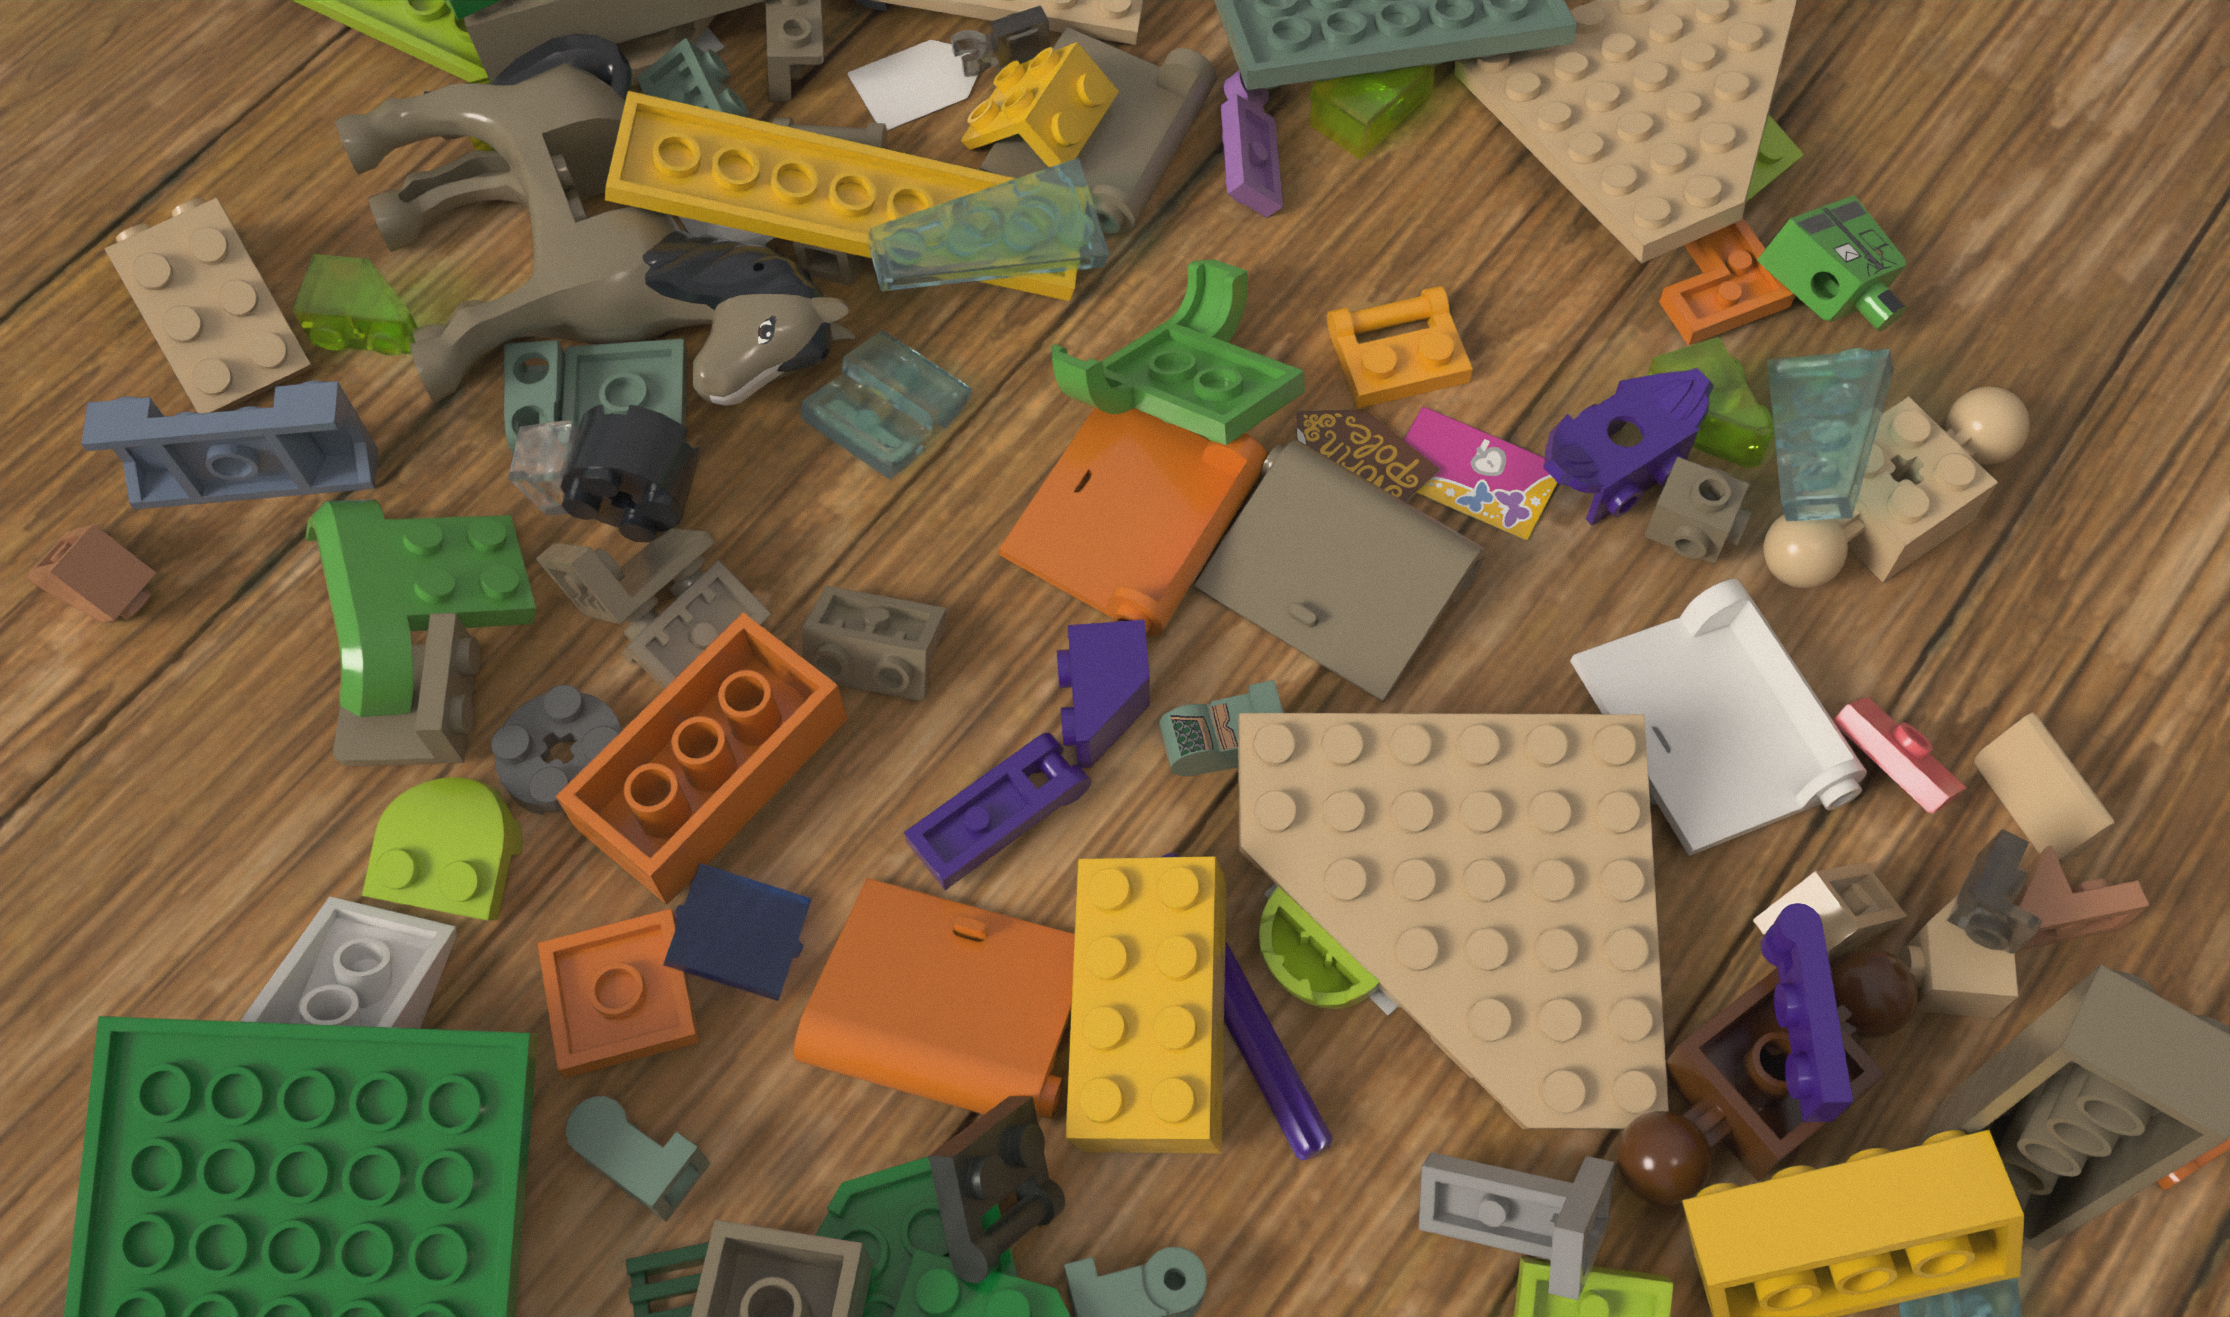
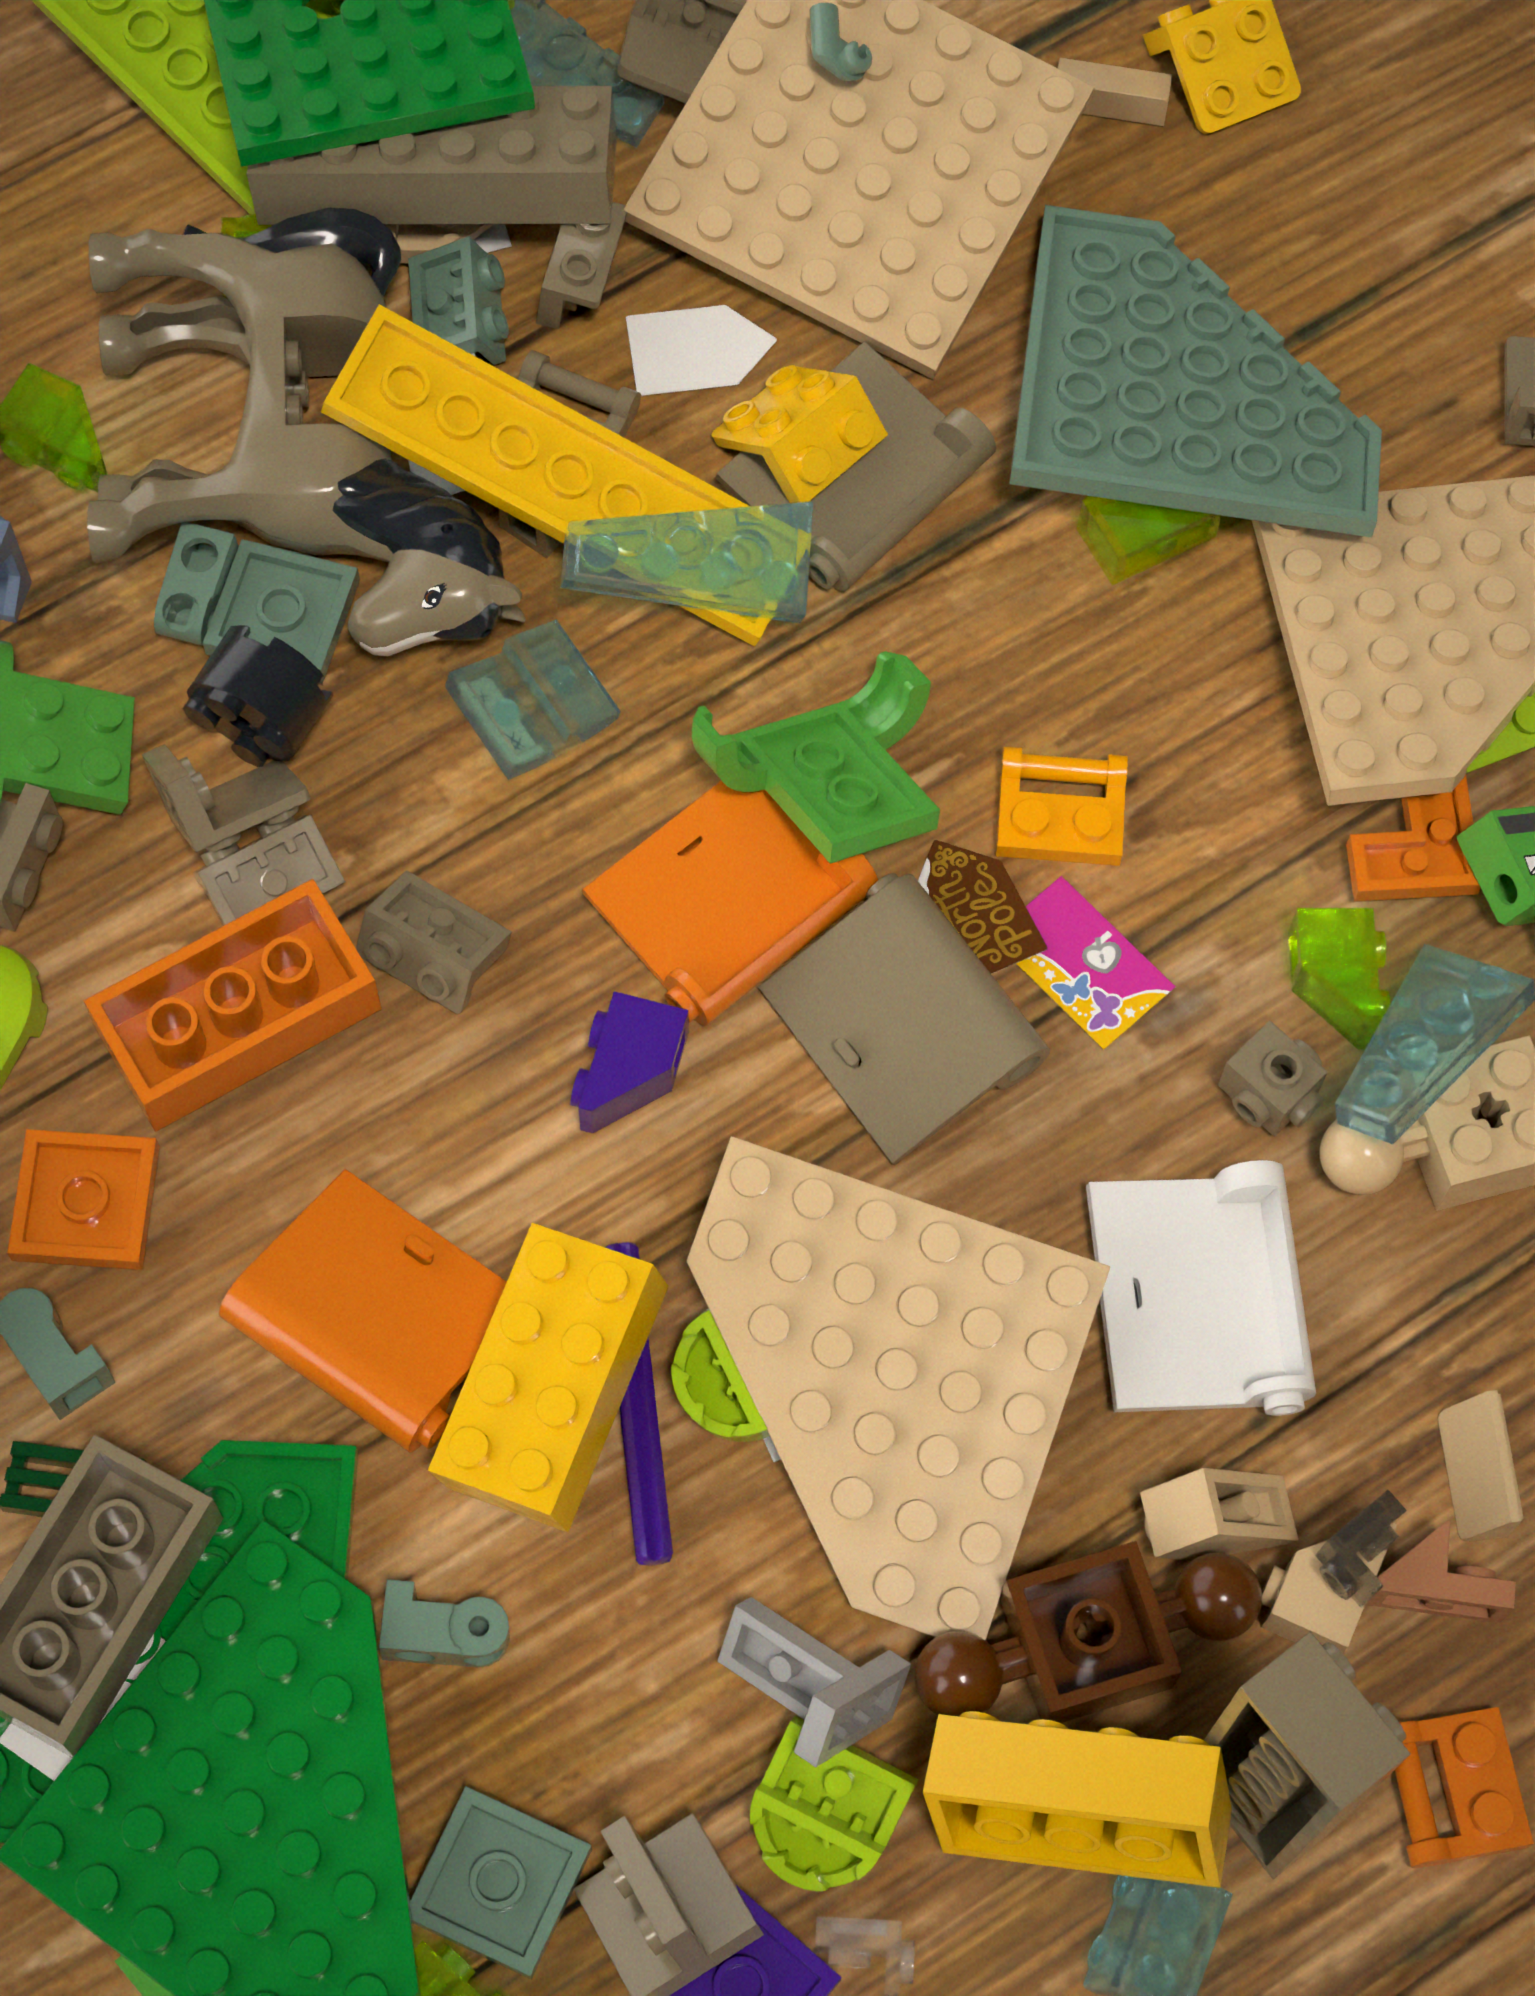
camera: 15 degrees right, 5 degrees up
(538, 726) = (98, 918): dark grey plate -> none
(541, 463) = (178, 657): clear bracket -> none
(738, 932) = (209, 1180): clear blue piece -> none
(978, 1171) = (344, 1470): pearl dark grey plate -> none
(995, 810) = (486, 1145): dark purple plate -> none
(1011, 39) = (802, 341): clear smoke plate -> none
(1206, 736) = (700, 1136): sand green leg -> none
(1250, 148) = (997, 544): medium lavender plate -> none
(1665, 410) = (1282, 971): dark purple piece -> none
(1808, 1007) = (1127, 1588): dark purple plate -> none
(1900, 753) = (1359, 1385): coral plate -> none

